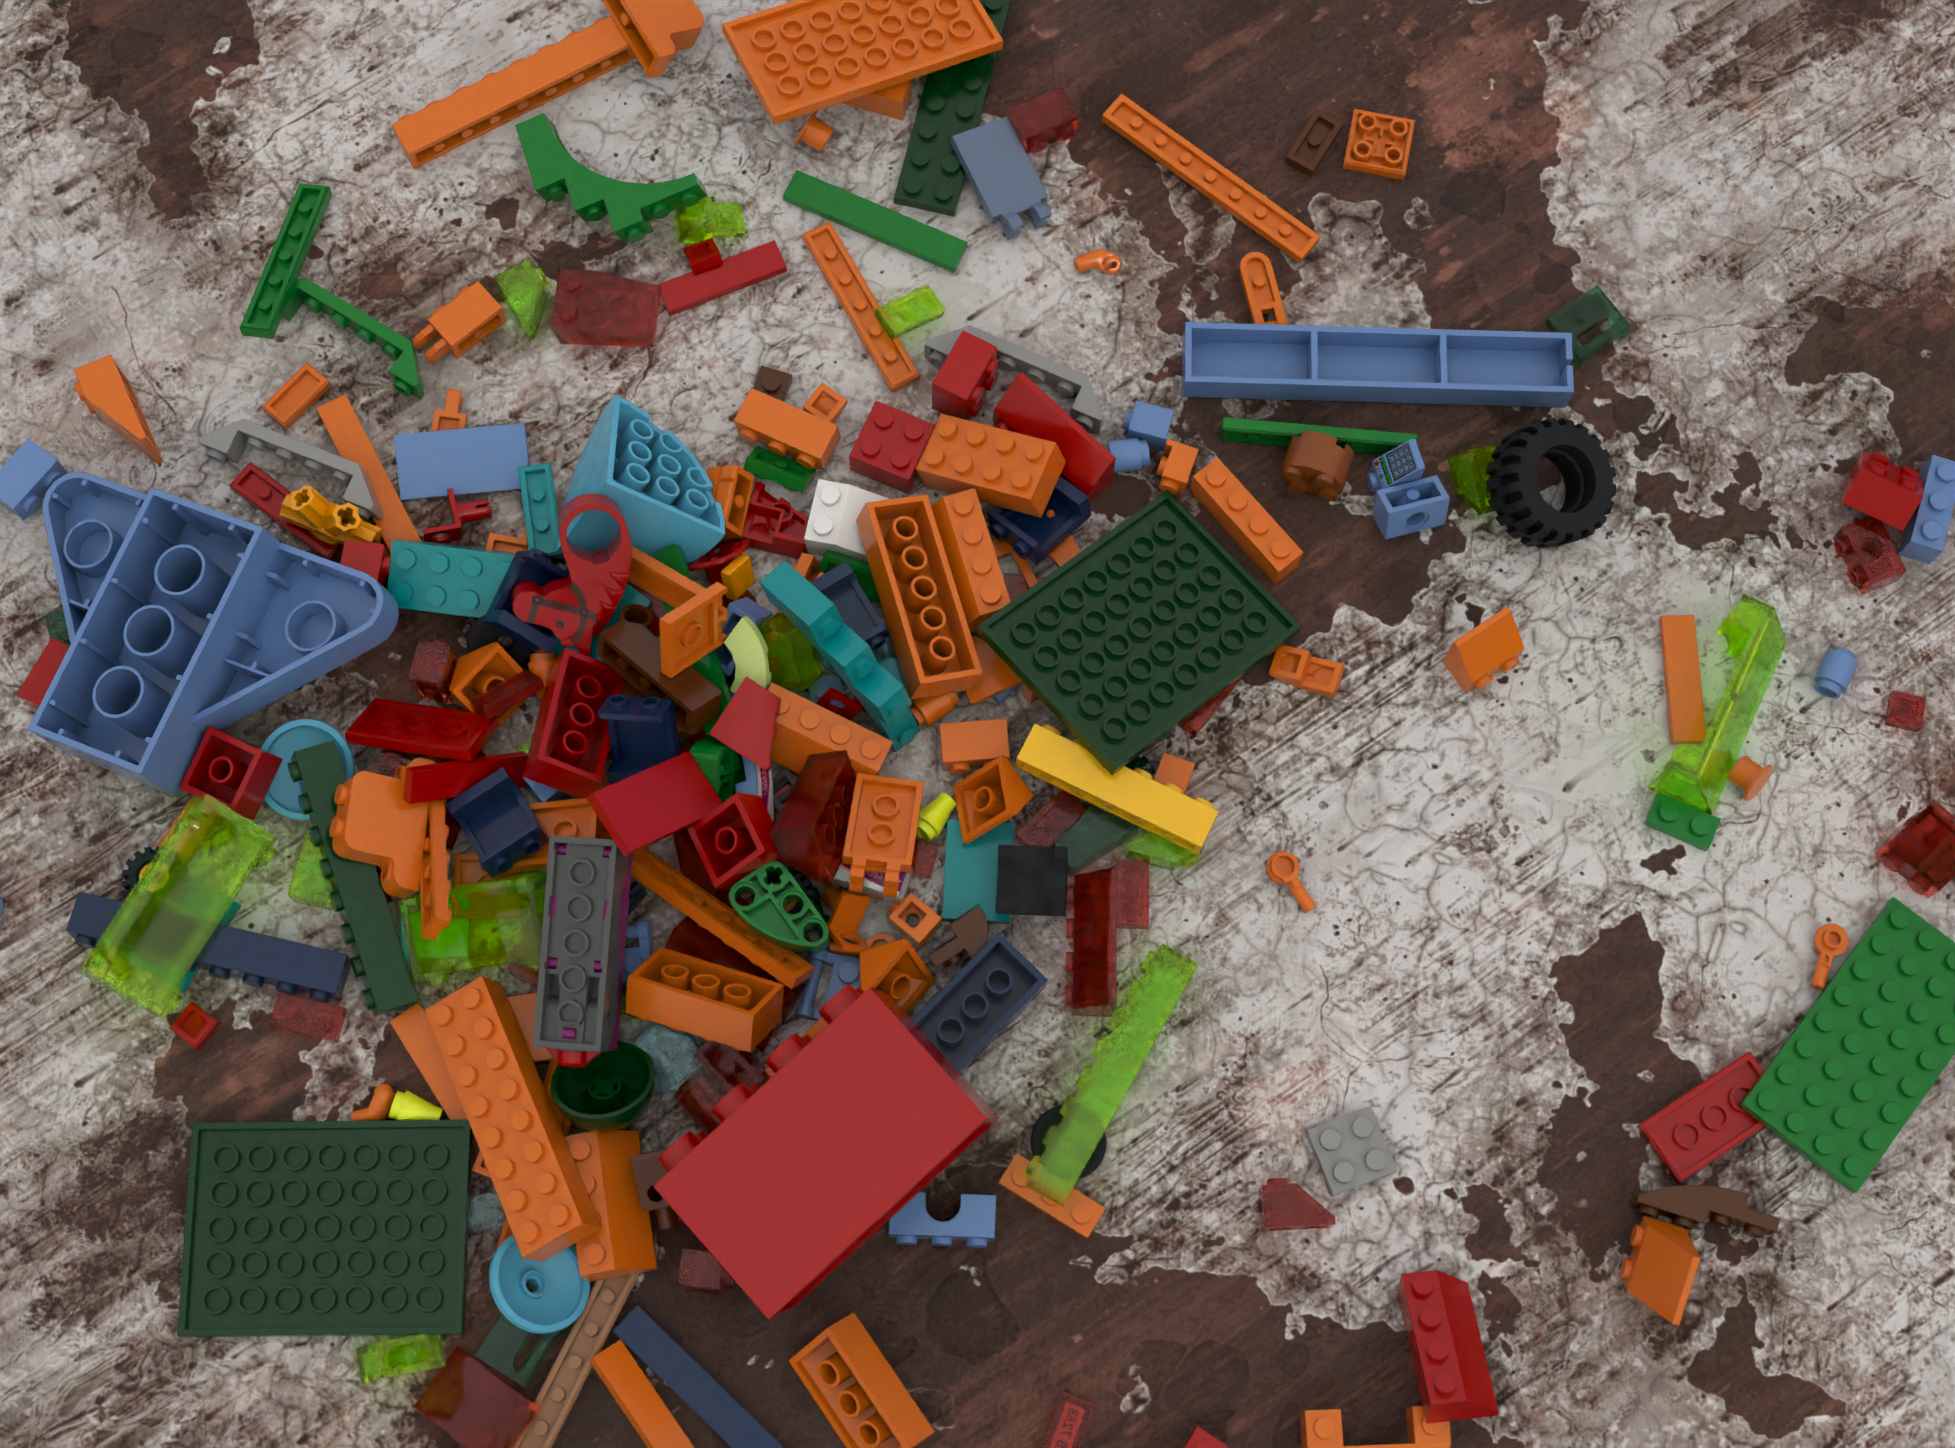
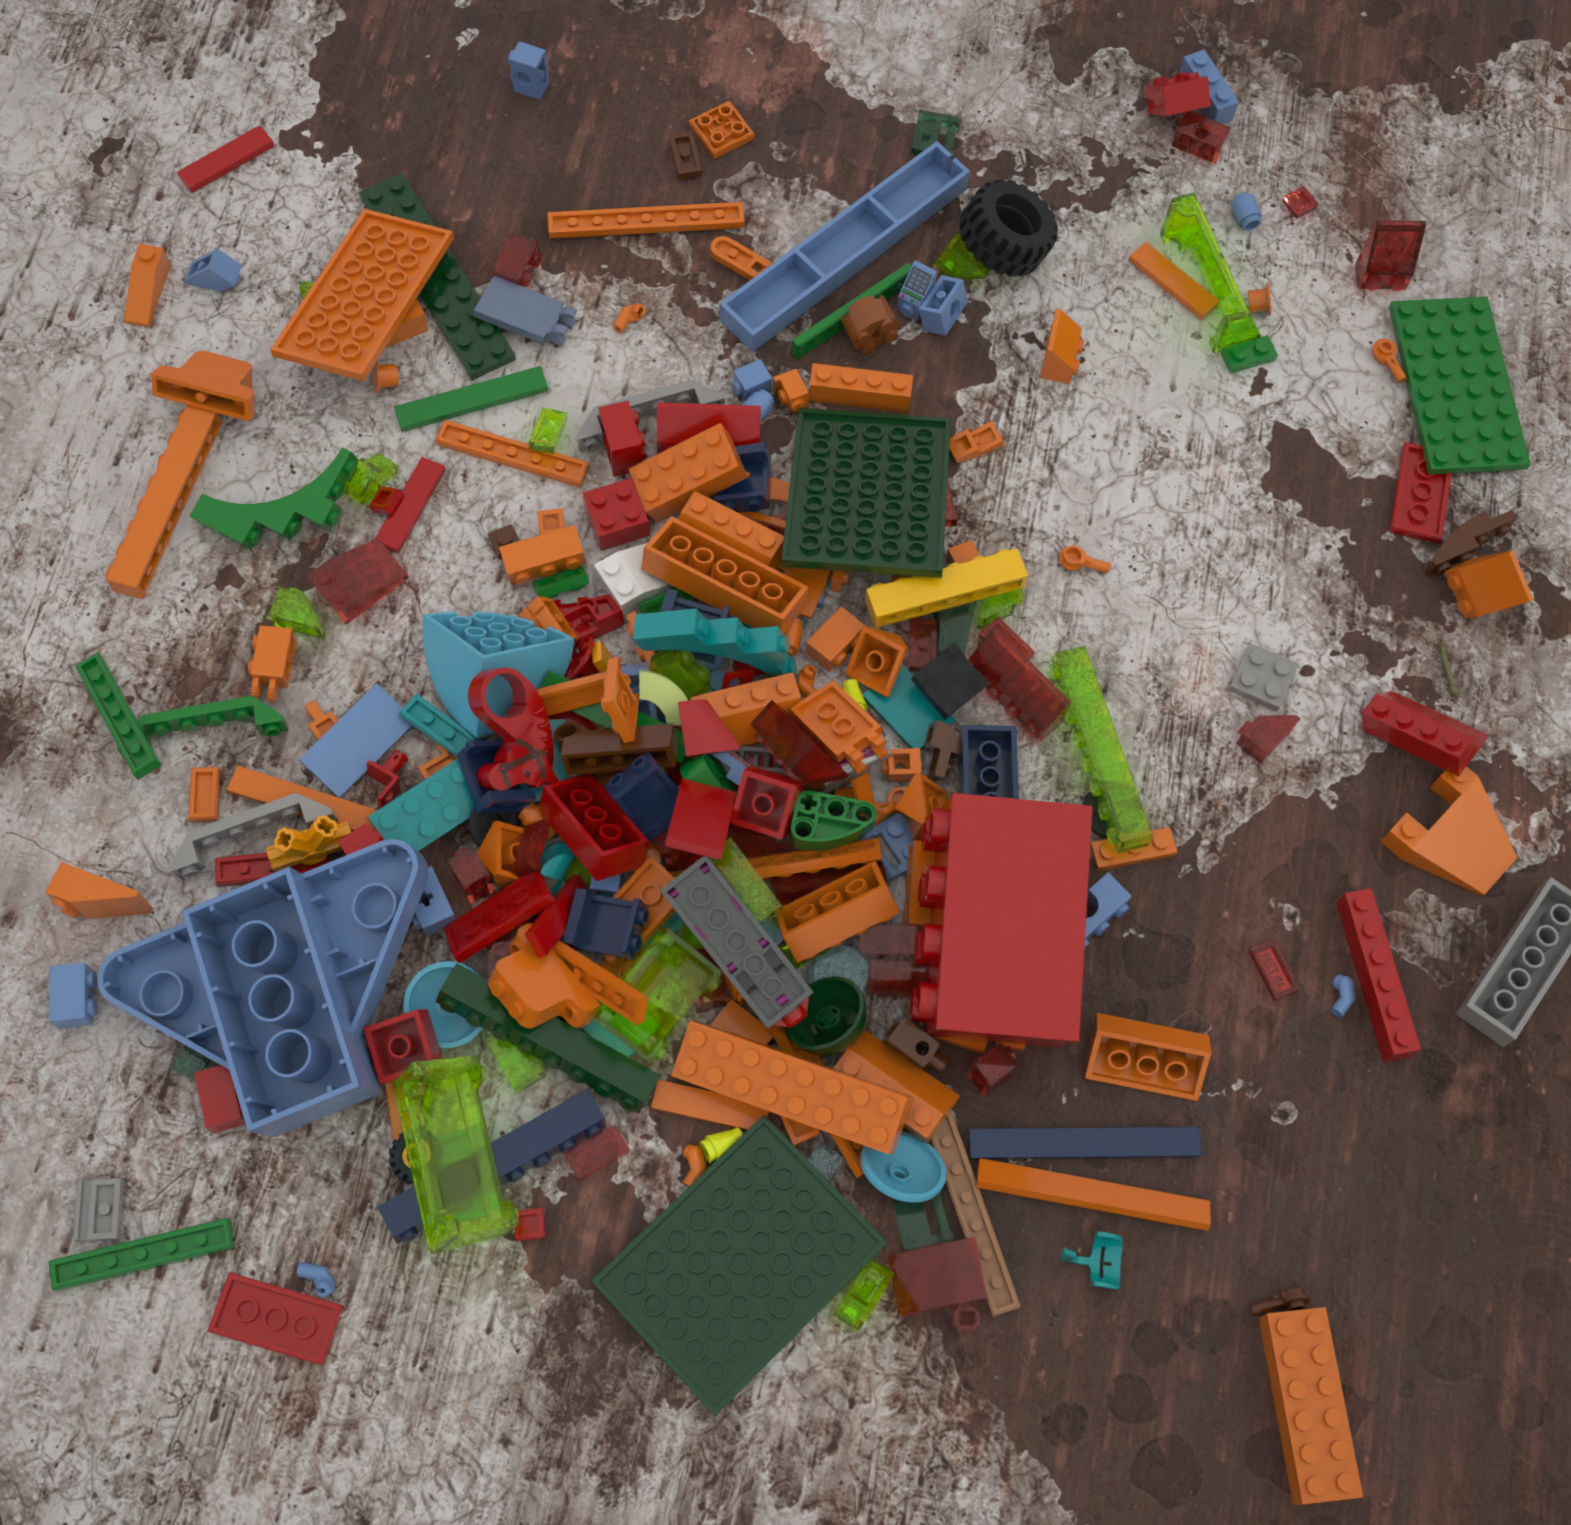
camera: 45 degrees left, 5 degrees down
(387, 677) = (438, 913): none -> medium blue brick
(511, 732) = (557, 862): none -> teal helmet
(651, 898) = (747, 883): none -> clear neon green brick
(910, 760) = (806, 680): none -> orange arm
(1531, 1338) = (1453, 689): none -> olive hinge

